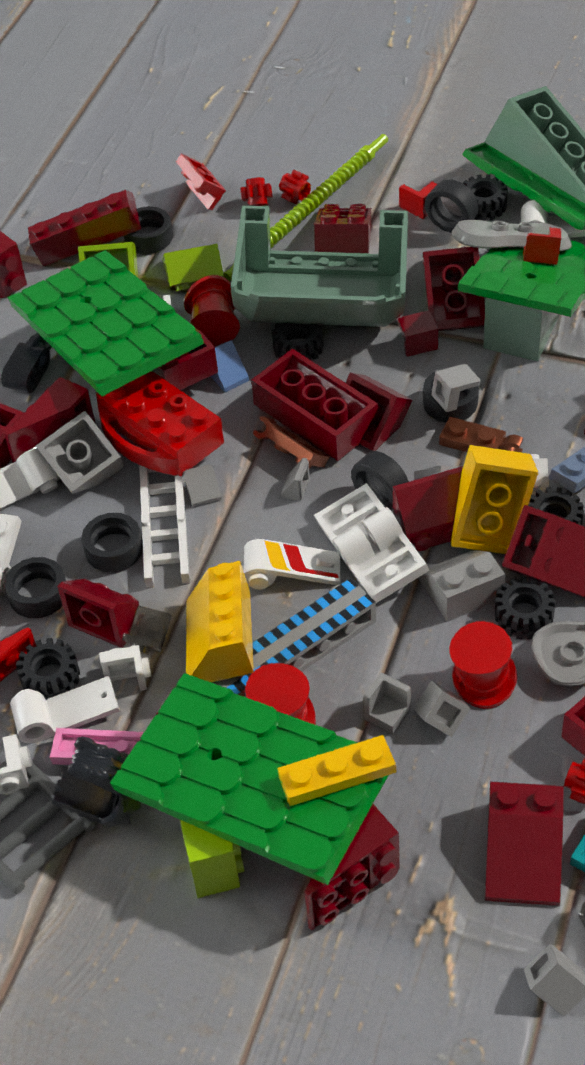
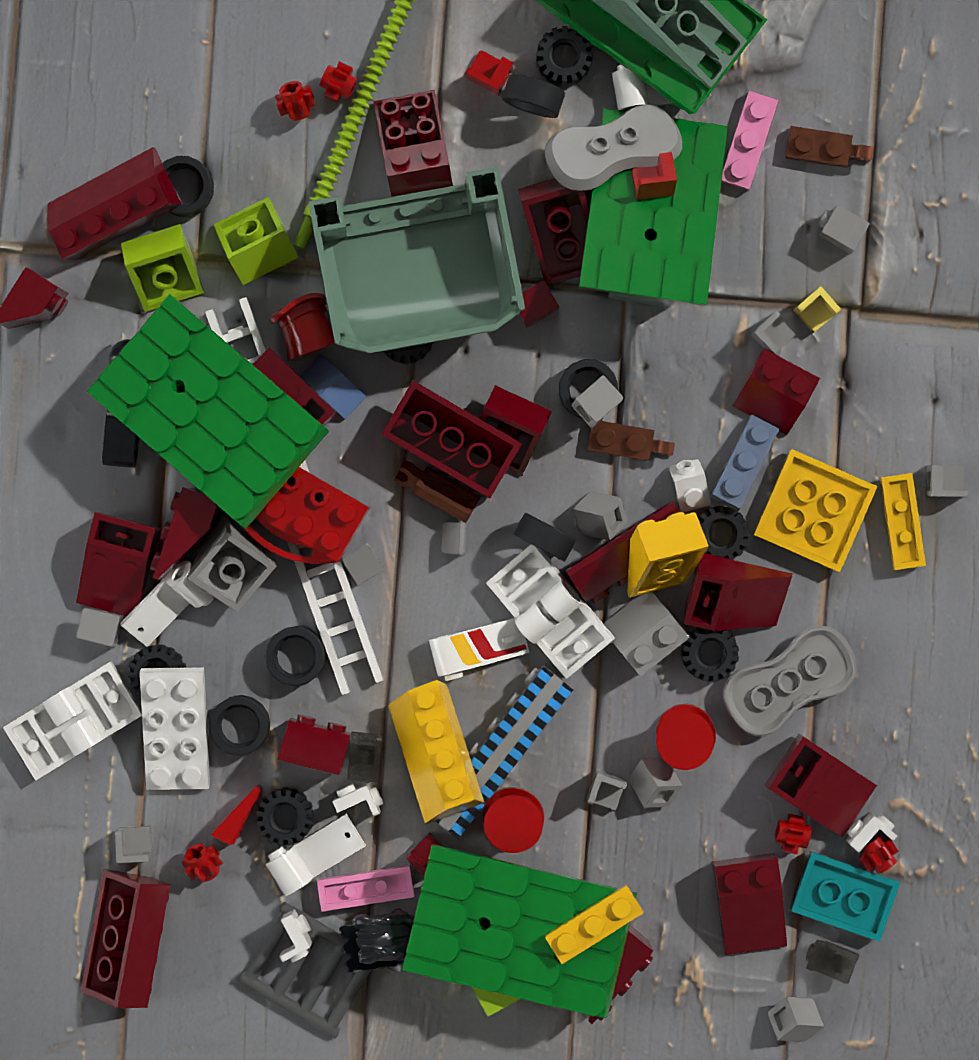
camera: 20 degrees left, 40 degrees up
(201, 181) = (223, 95): bracket -> none

